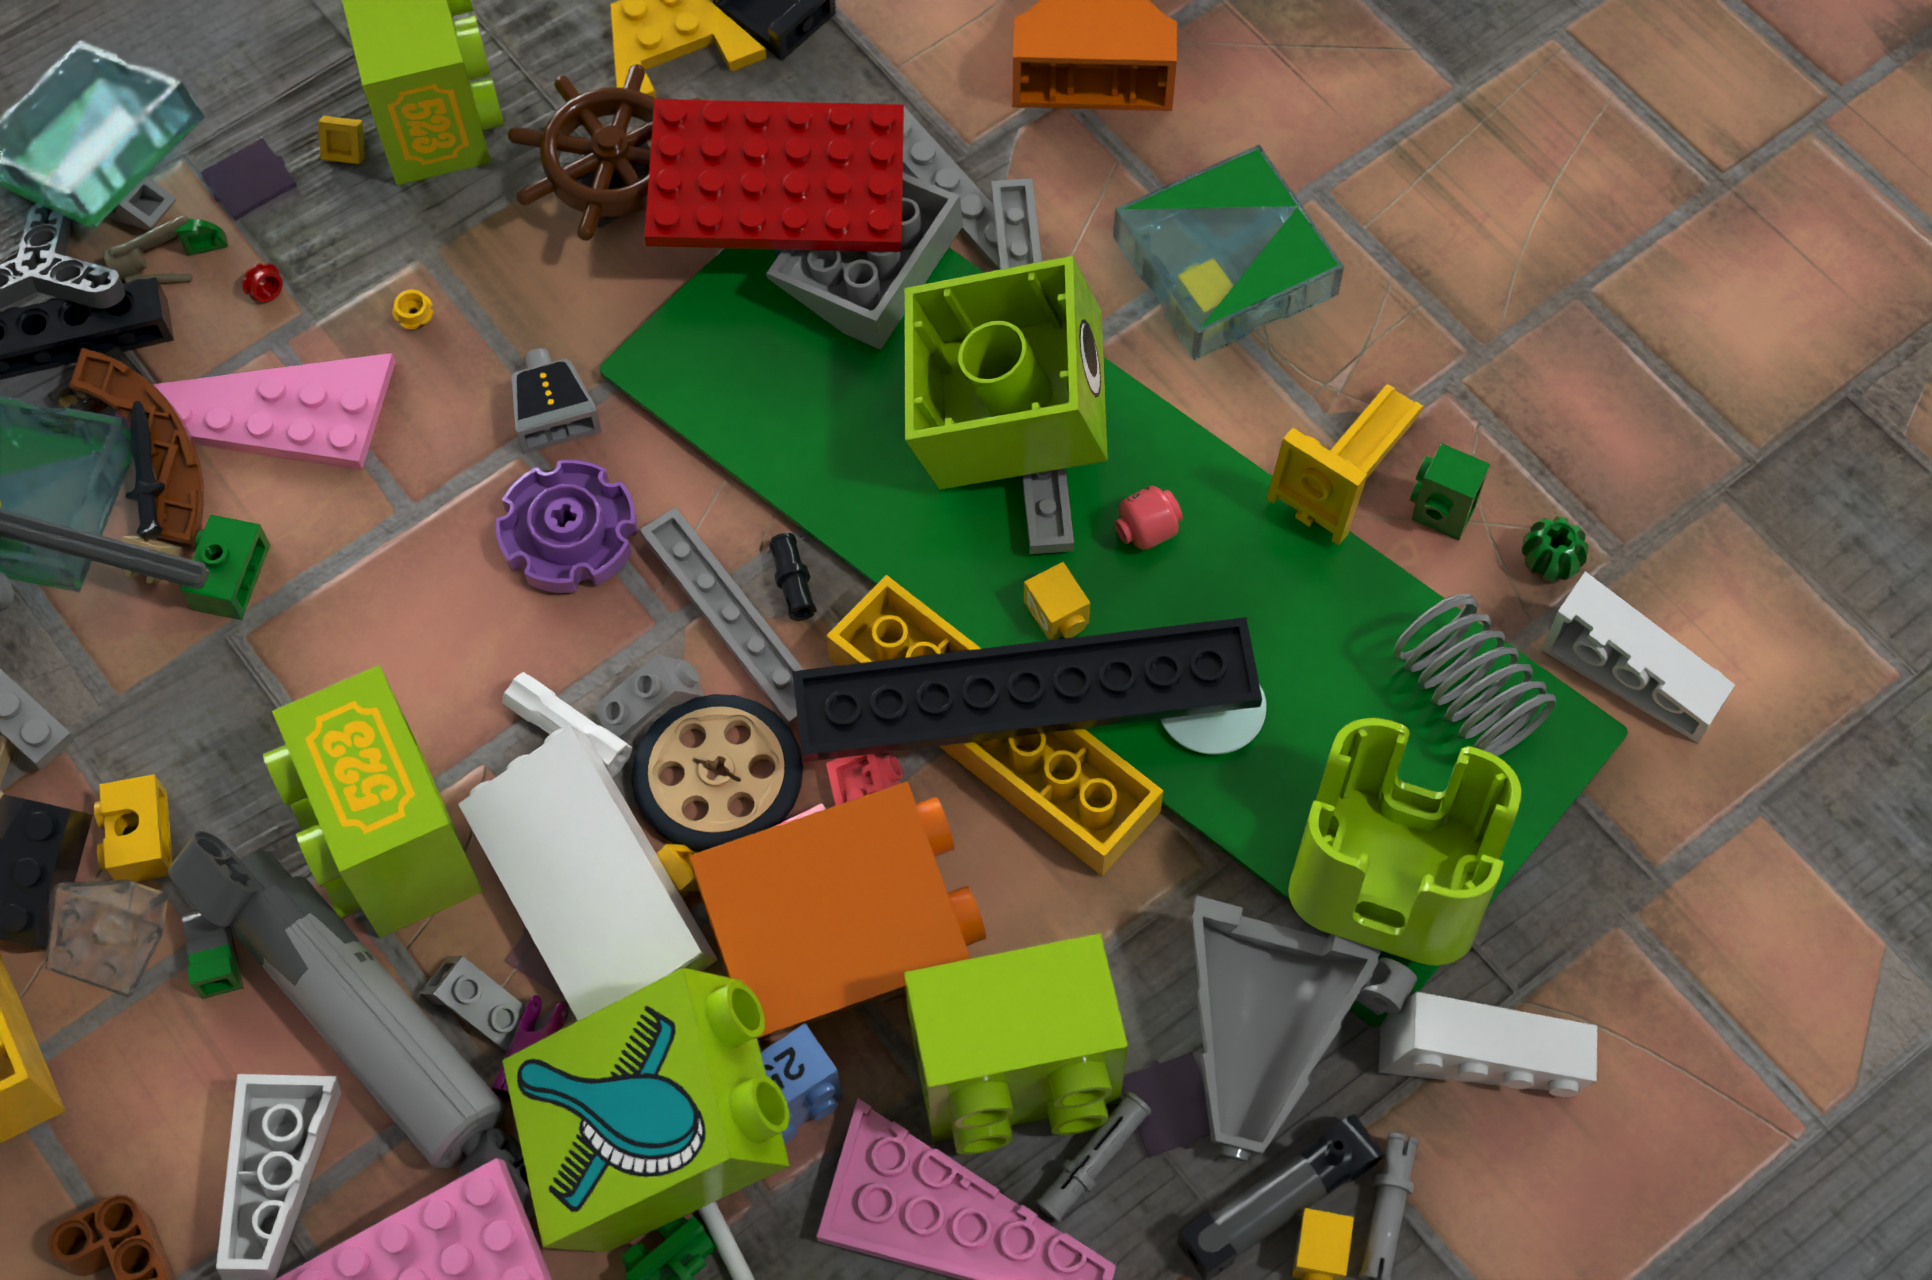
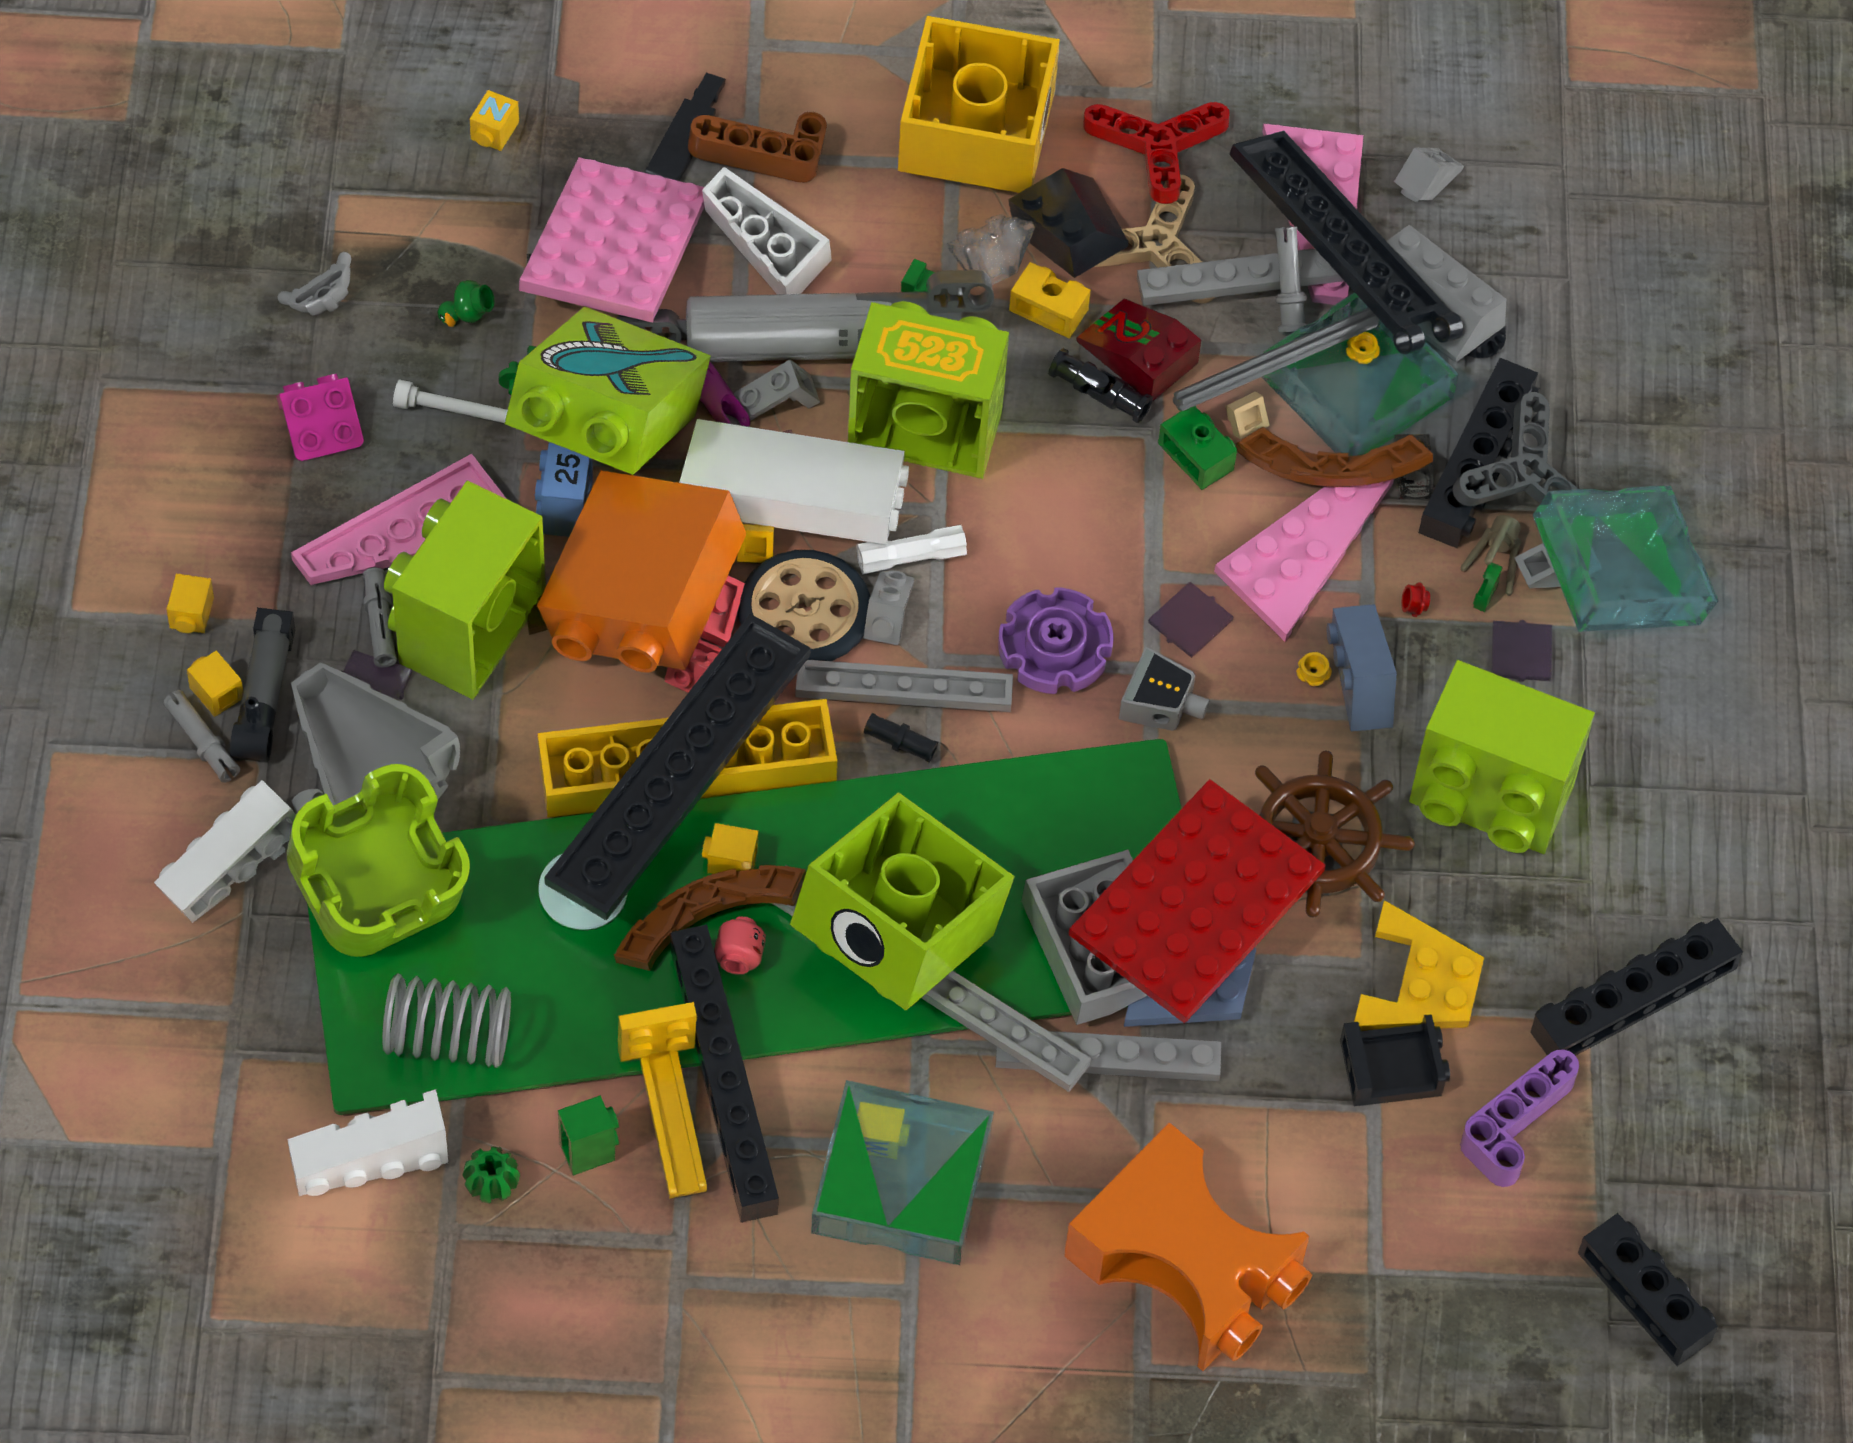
camera: 125 degrees right, 5 degrees down
(130, 705) = (1142, 346): none -> dark red slope
(145, 486) = (1293, 433): black sword -> none
(214, 712) = (1097, 385): none -> black piece
(376, 264) = (1363, 666): none -> sand blue wedge
(437, 448) = (1190, 619): none -> clear purple piece
(1124, 587) = (701, 899): none -> dark orange tile
(1305, 405) = (724, 1075): none -> black brick

